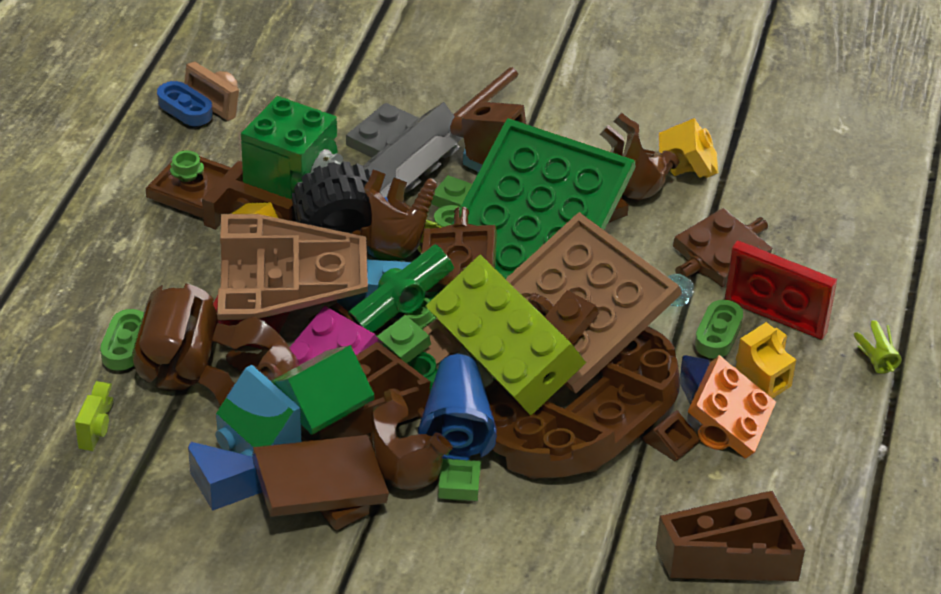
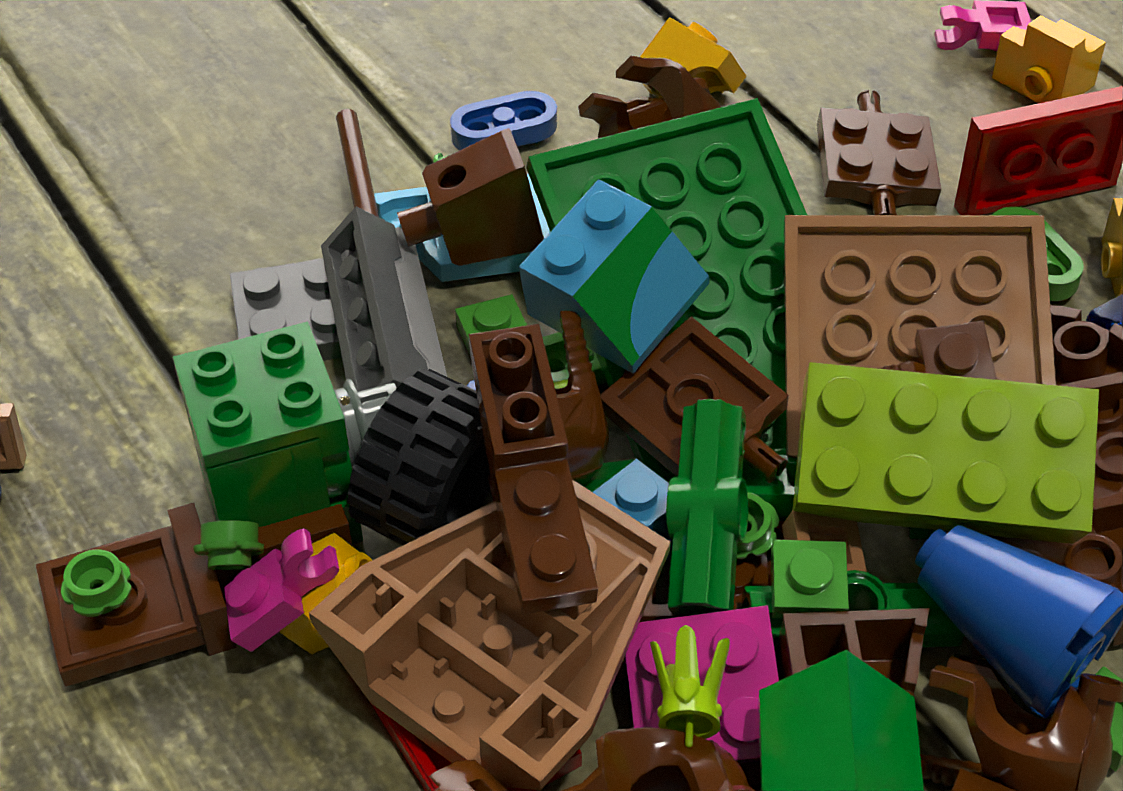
camera: 45 degrees left, 5 degrees up
(228, 204) = (270, 591): none -> dark pink plate
(235, 181) = (229, 544): none -> bright green plate
(298, 338) = (685, 702): none -> lime piece
(341, 220) = (531, 470): none -> reddish brown slope
(473, 182) = (615, 270): none -> dark azure slope
(578, 120) = (526, 113): none -> blue plate
(870, 267) = (1048, 60): none -> yellow brick
(875, 235) = (983, 22): none -> dark pink plate

